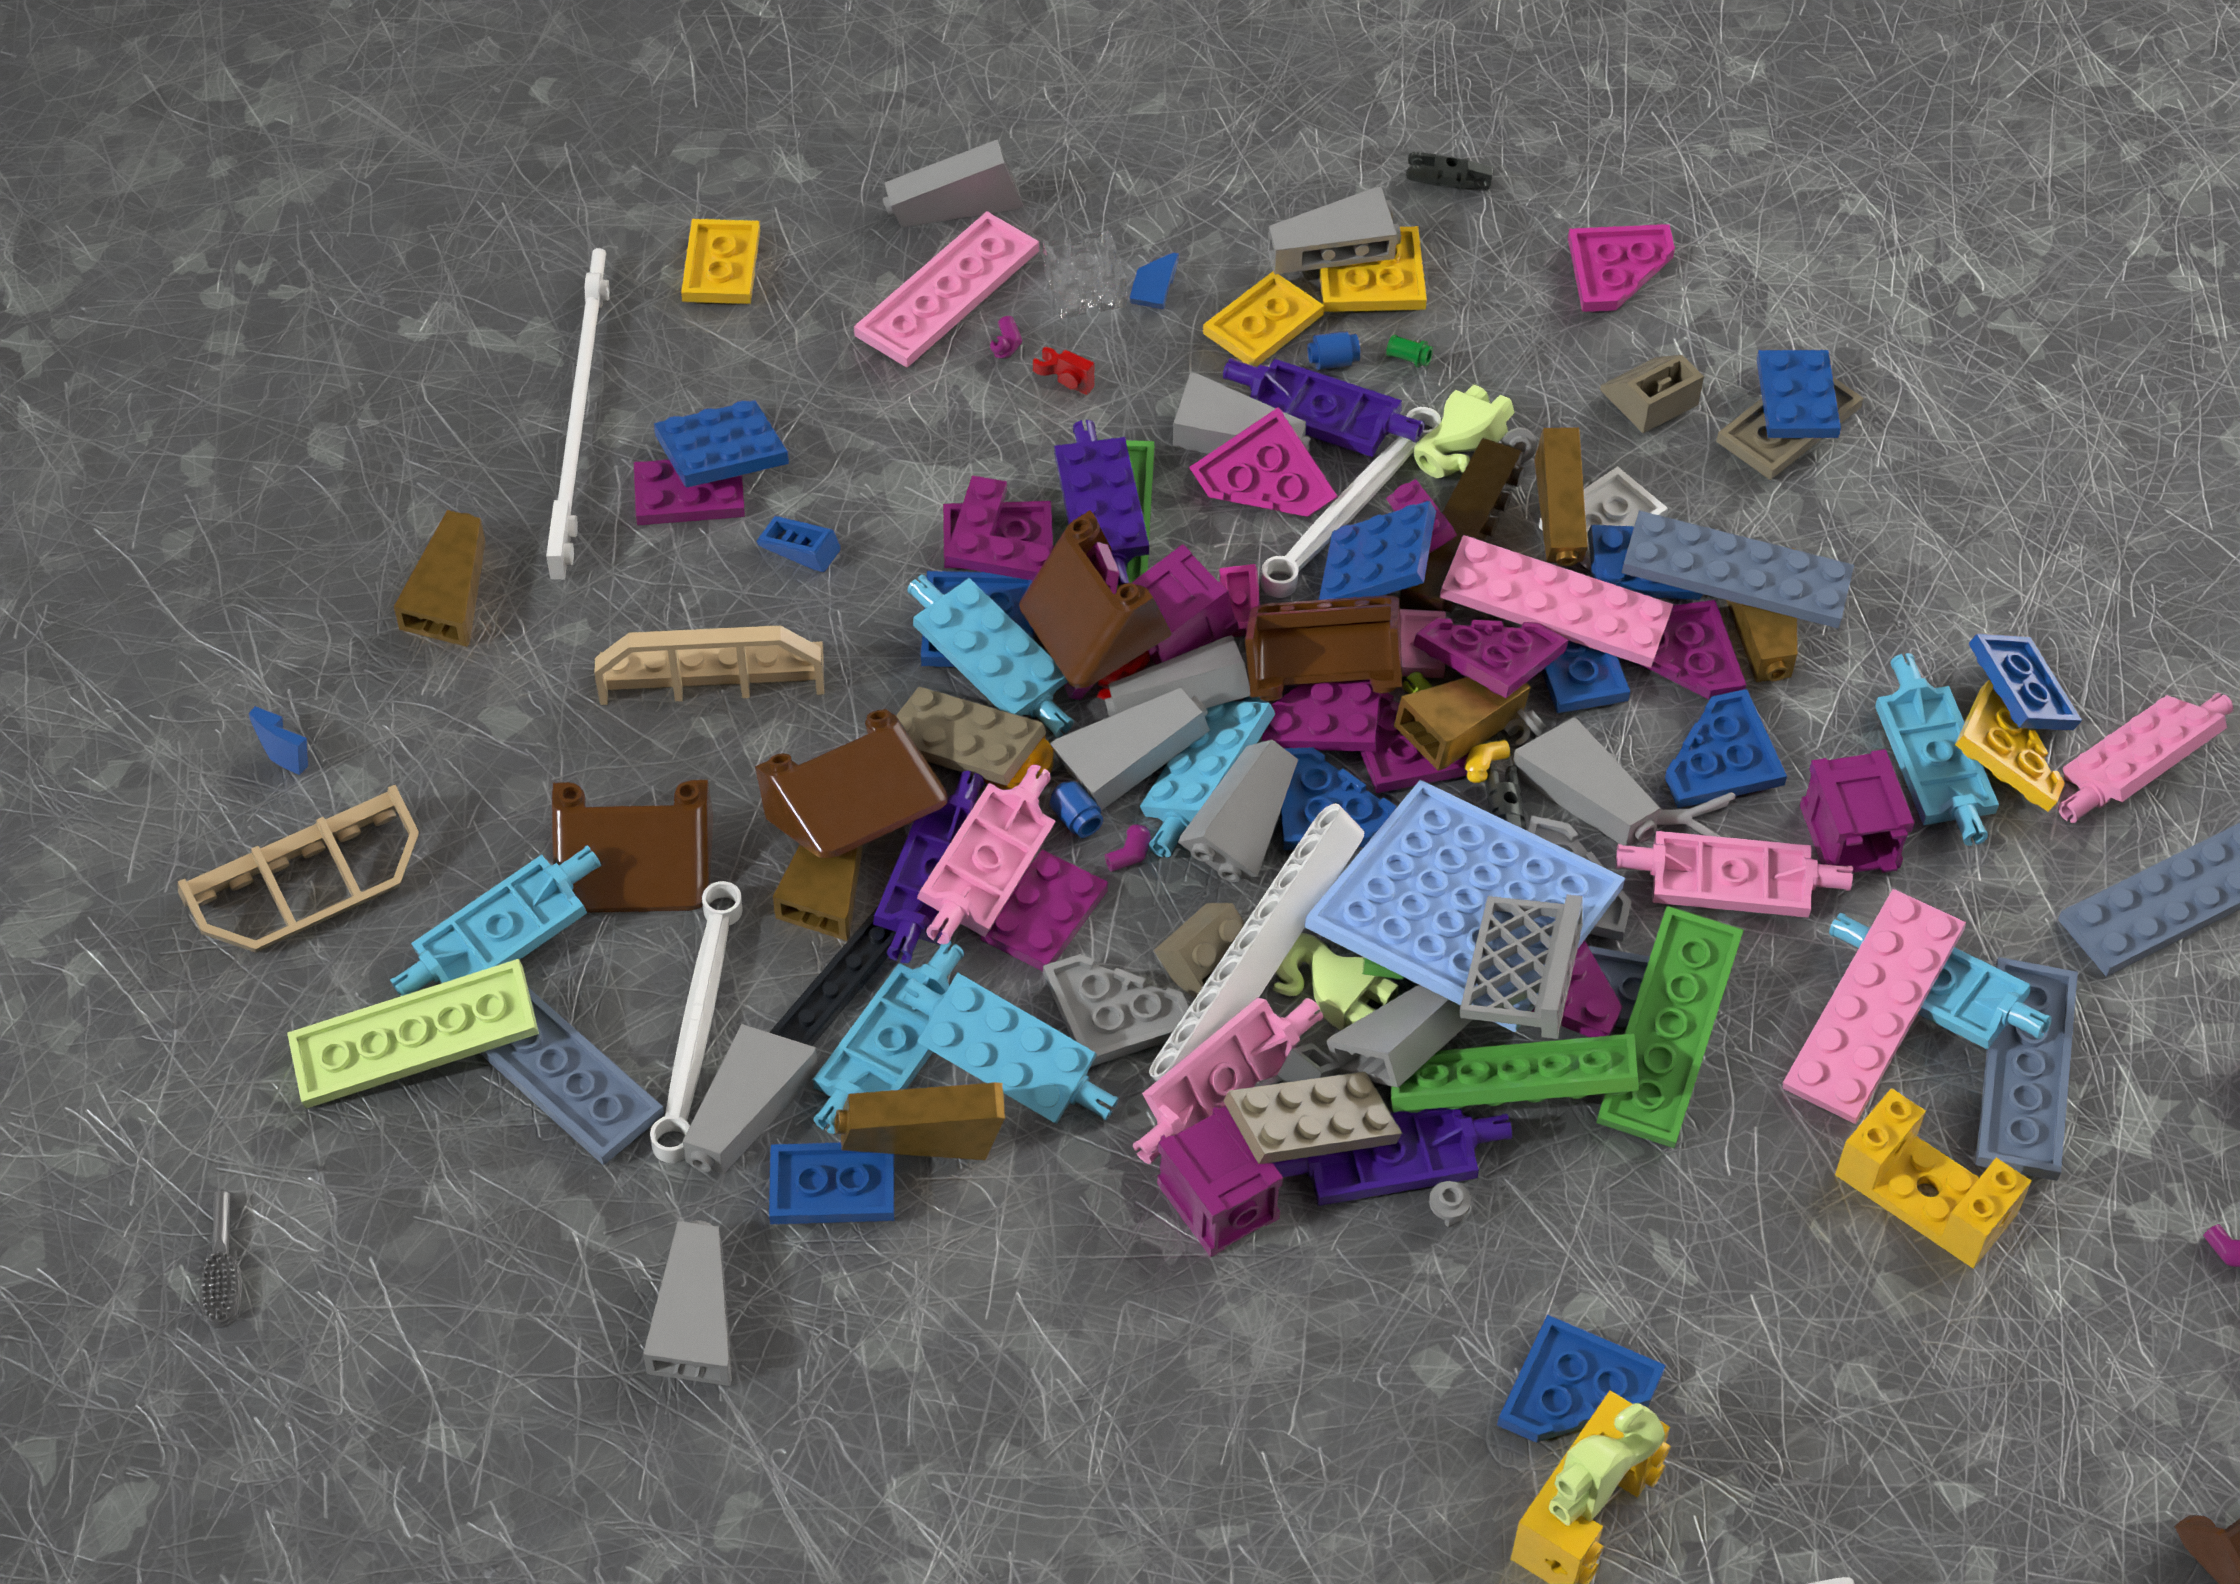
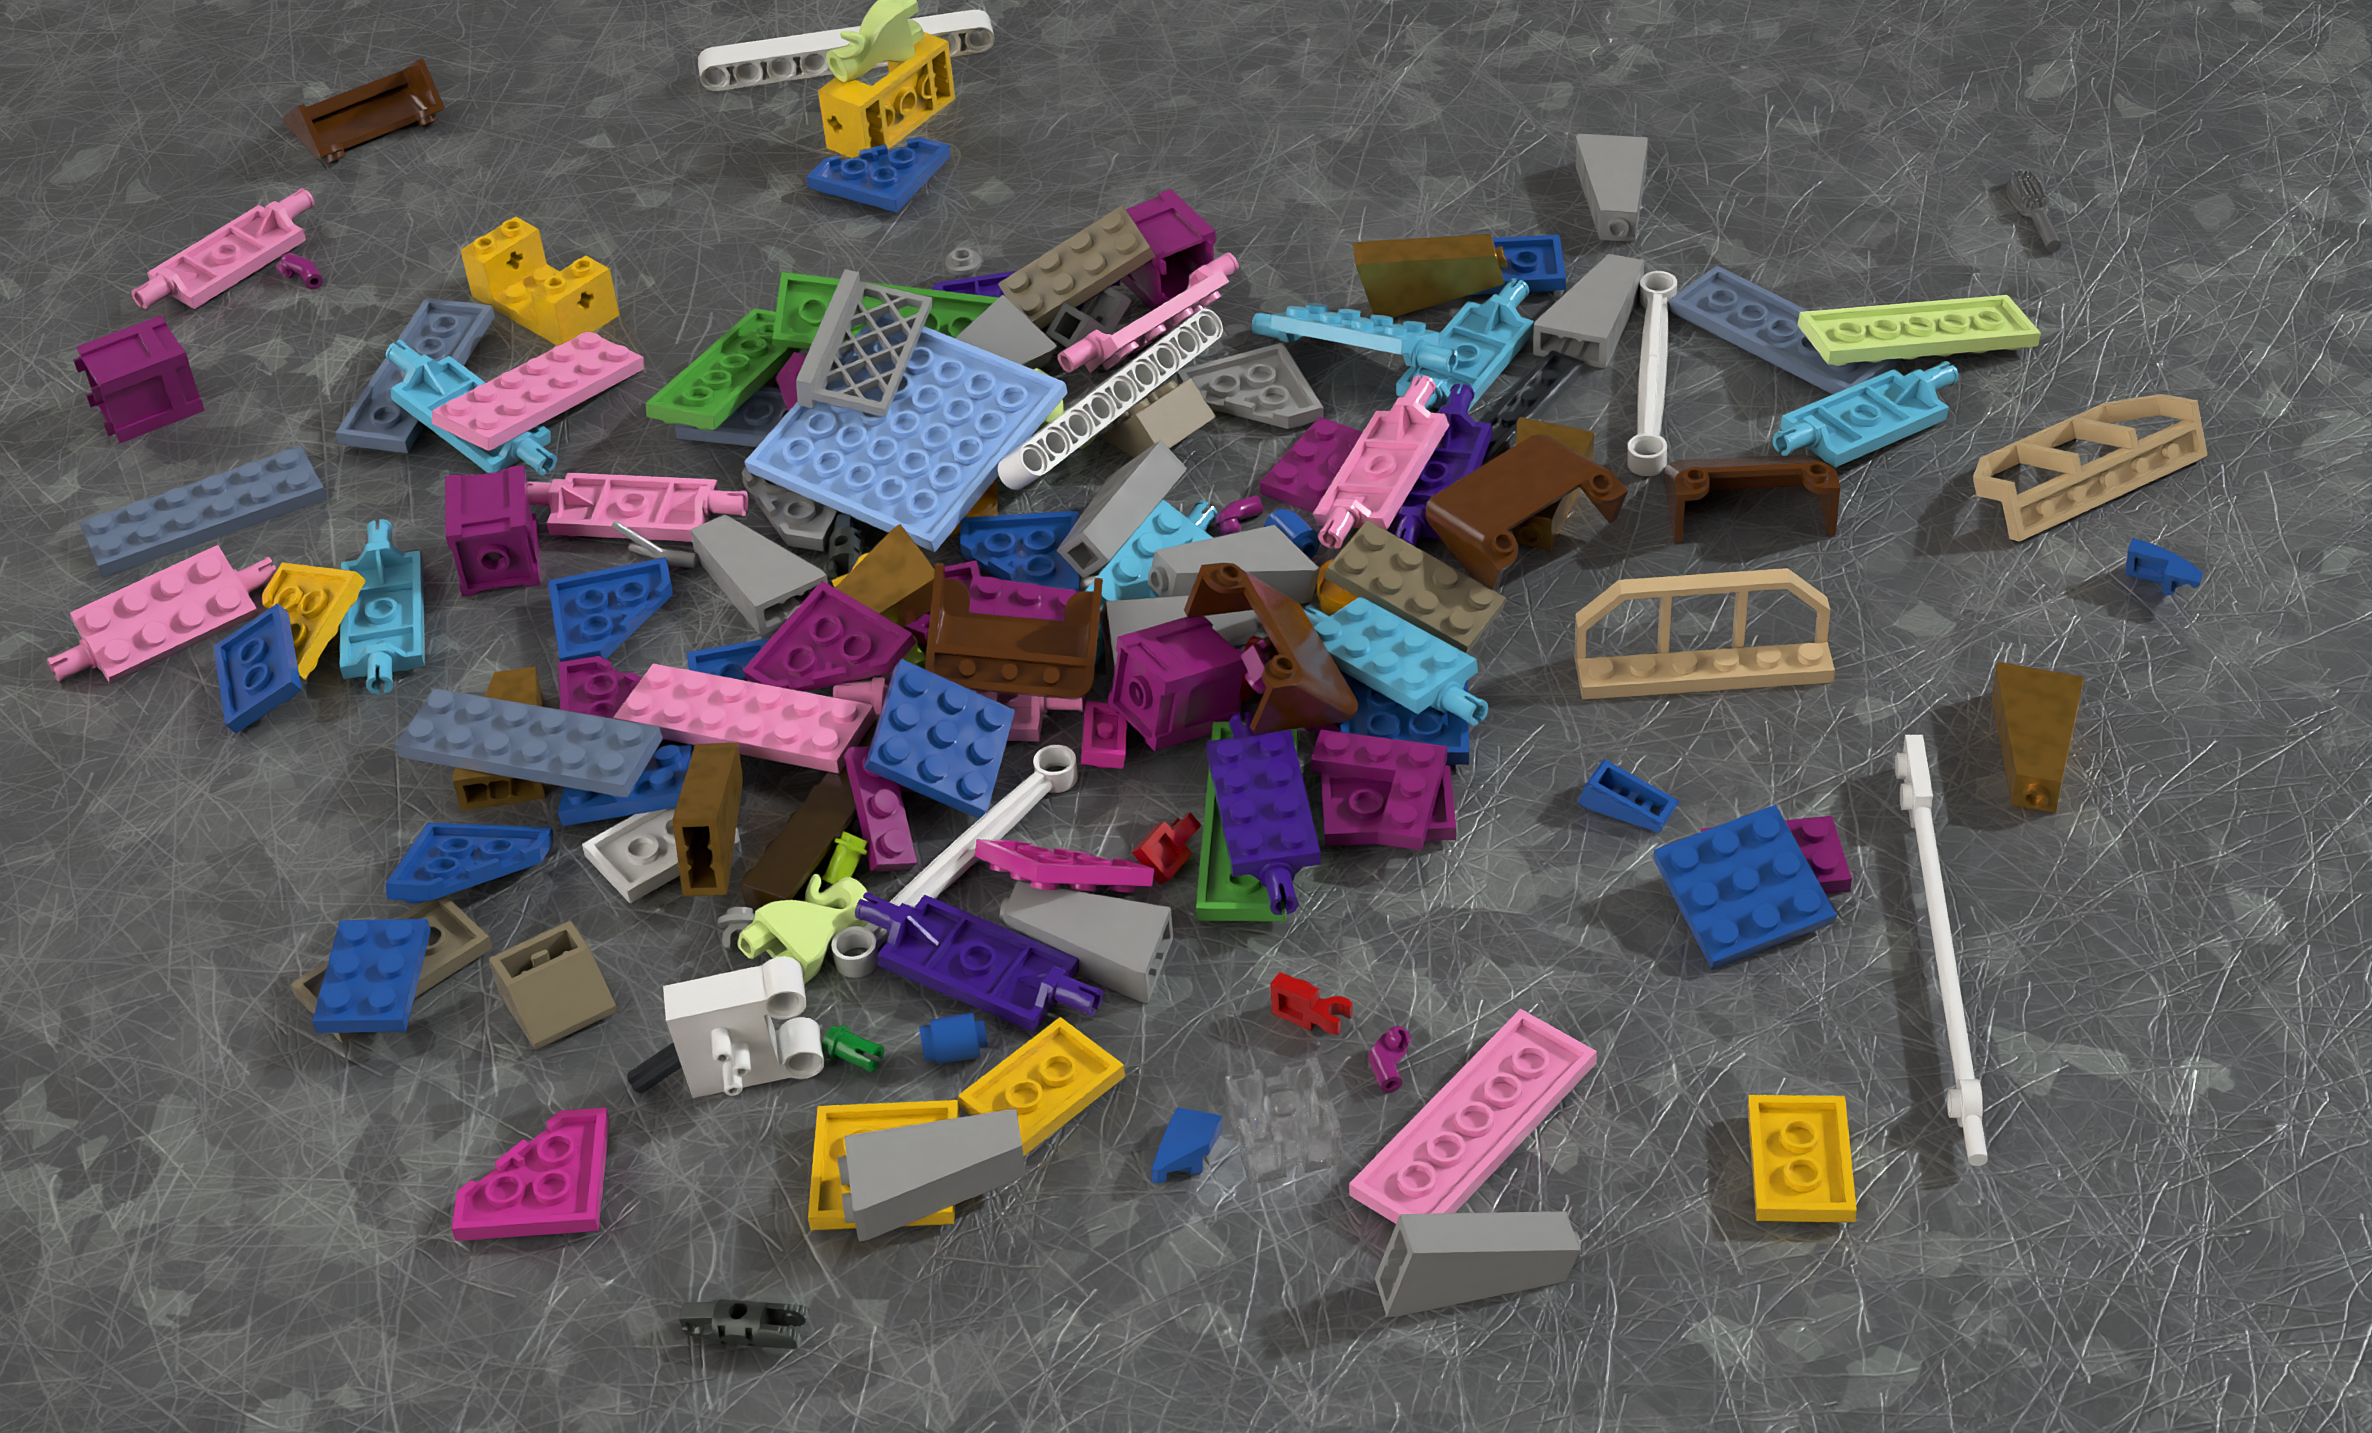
camera: 175 degrees left, 10 degrees down
(1182, 496) = (1166, 848): none -> red plate
(1442, 494) = (845, 857): none -> lime pin
(1499, 320) = (727, 1031): none -> white piece
(1763, 493) = (464, 855): none -> blue plate

